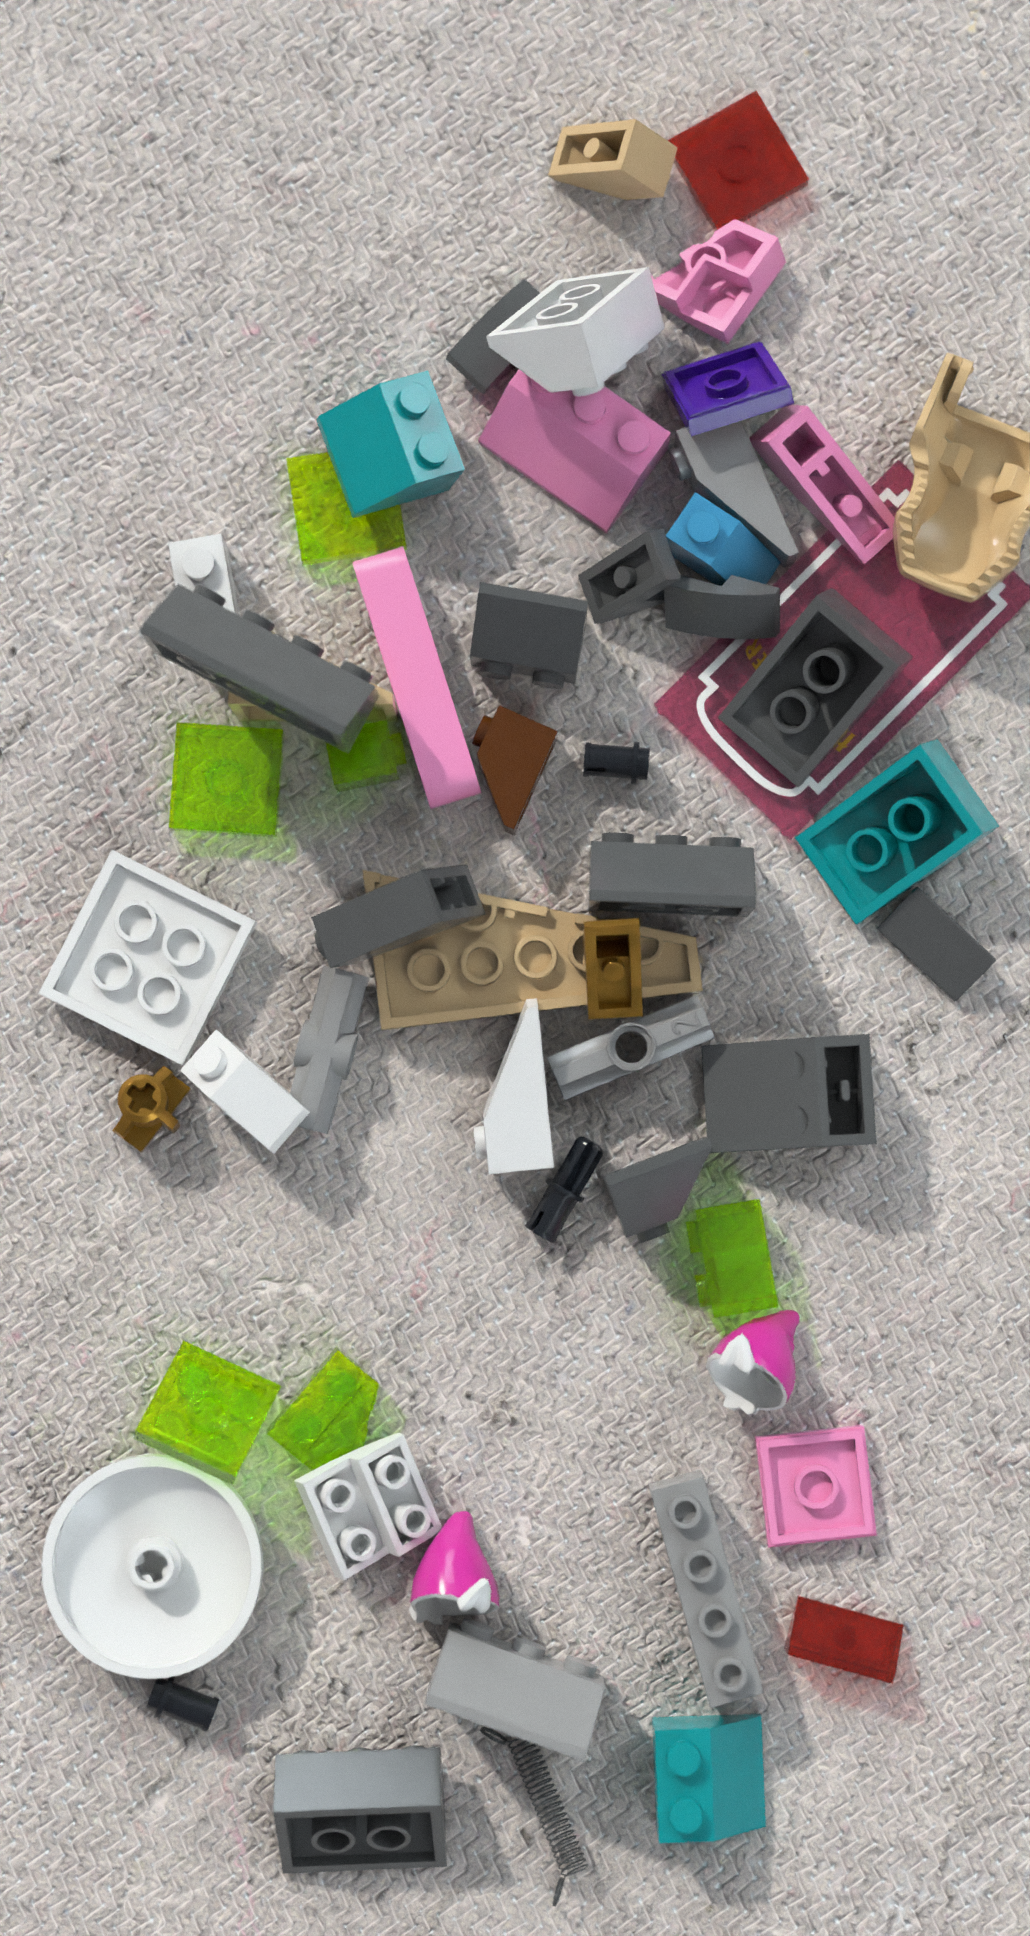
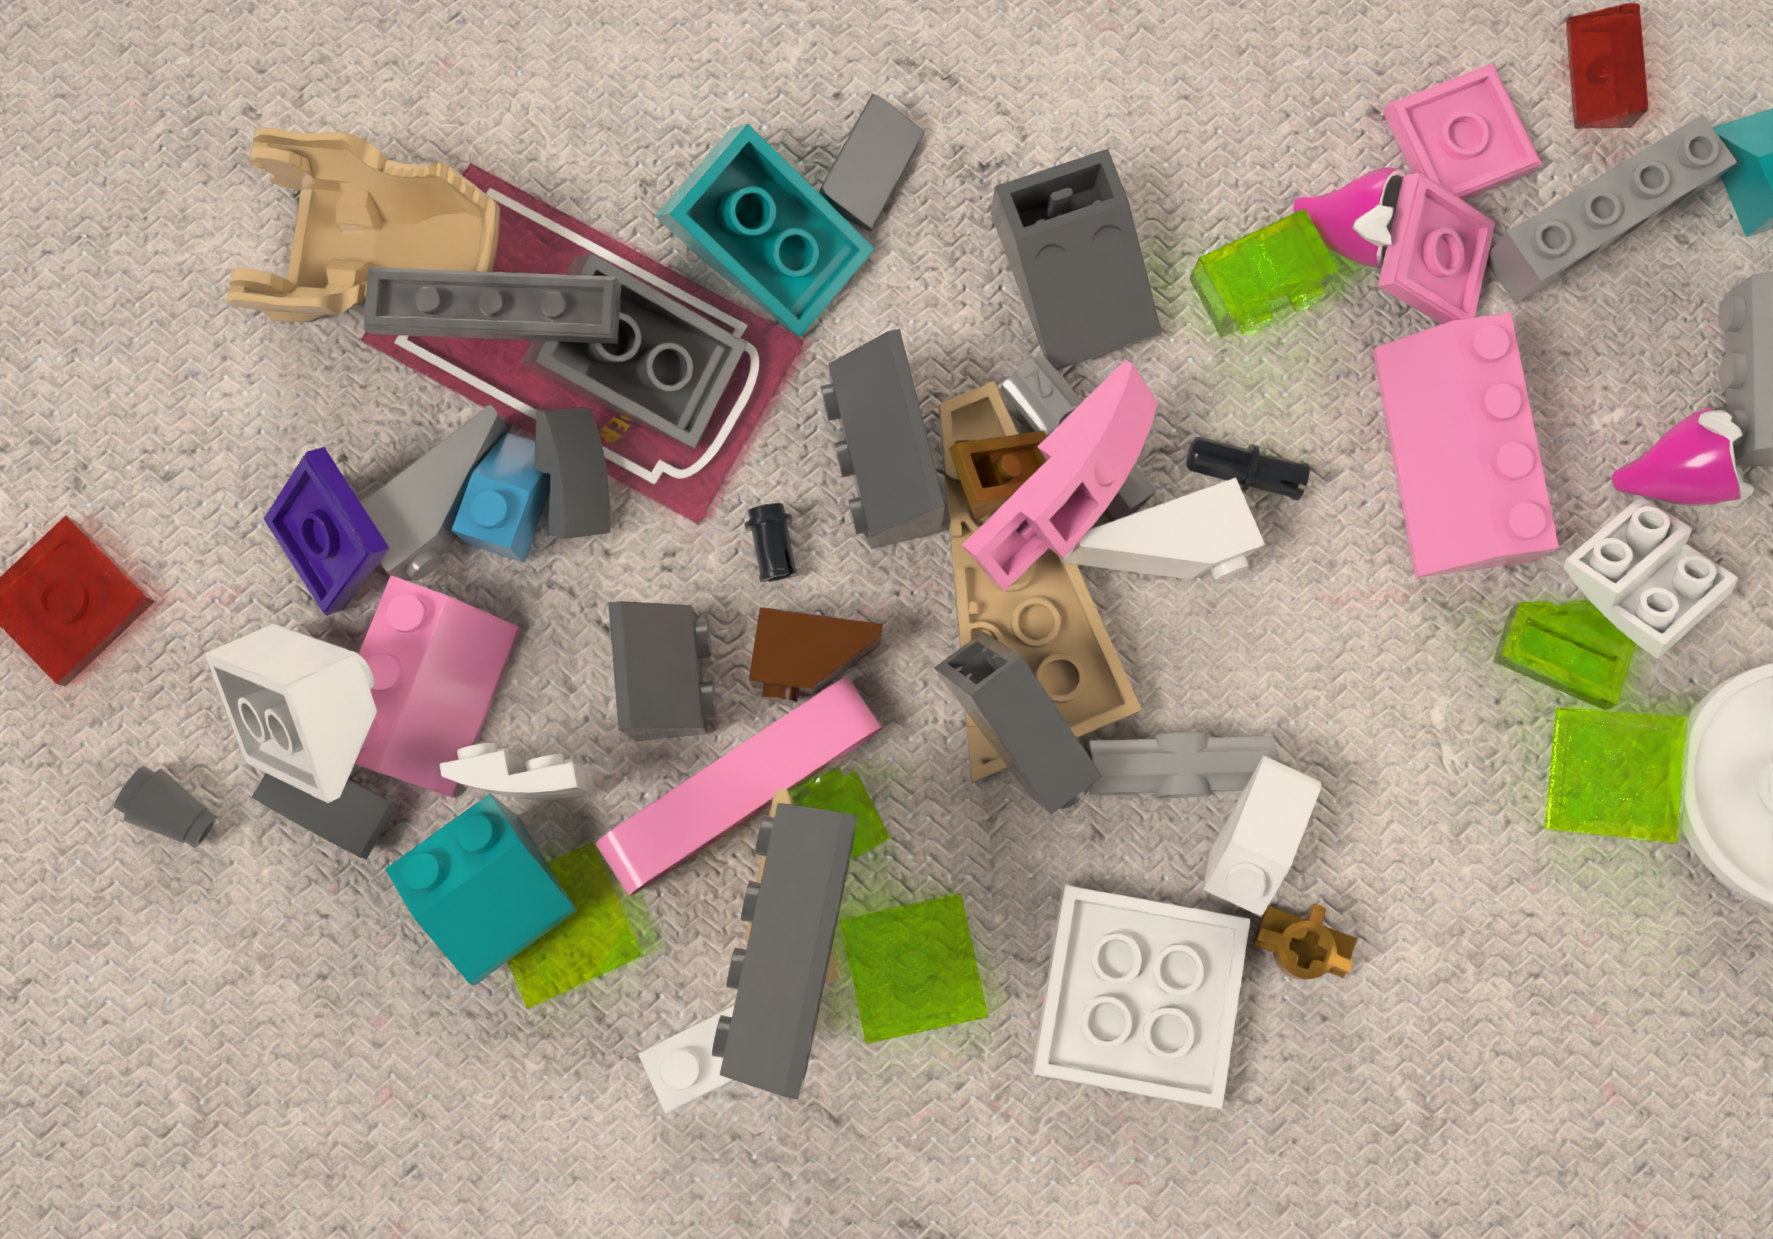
camera: 115 degrees left, 5 degrees down
(473, 490) = (515, 777): none -> white slope
(528, 1381) = (1465, 447): none -> bright pink slope
(535, 206) = (164, 807): none -> dark grey cone
(590, 1031) = (1071, 490): none -> bright pink slope
(614, 159) = (87, 732): tan slope -> none
(630, 577) = (563, 579): dark grey slope -> none
(655, 1189) = (1213, 367): dark grey slope -> none
(708, 1416) = (1436, 251): none -> bright pink tile
(721, 279) = (201, 579): bright pink slope -> none
(824, 480) = (398, 409): bright pink slope -> none
(872, 571) = (492, 305): none -> flat silver tile

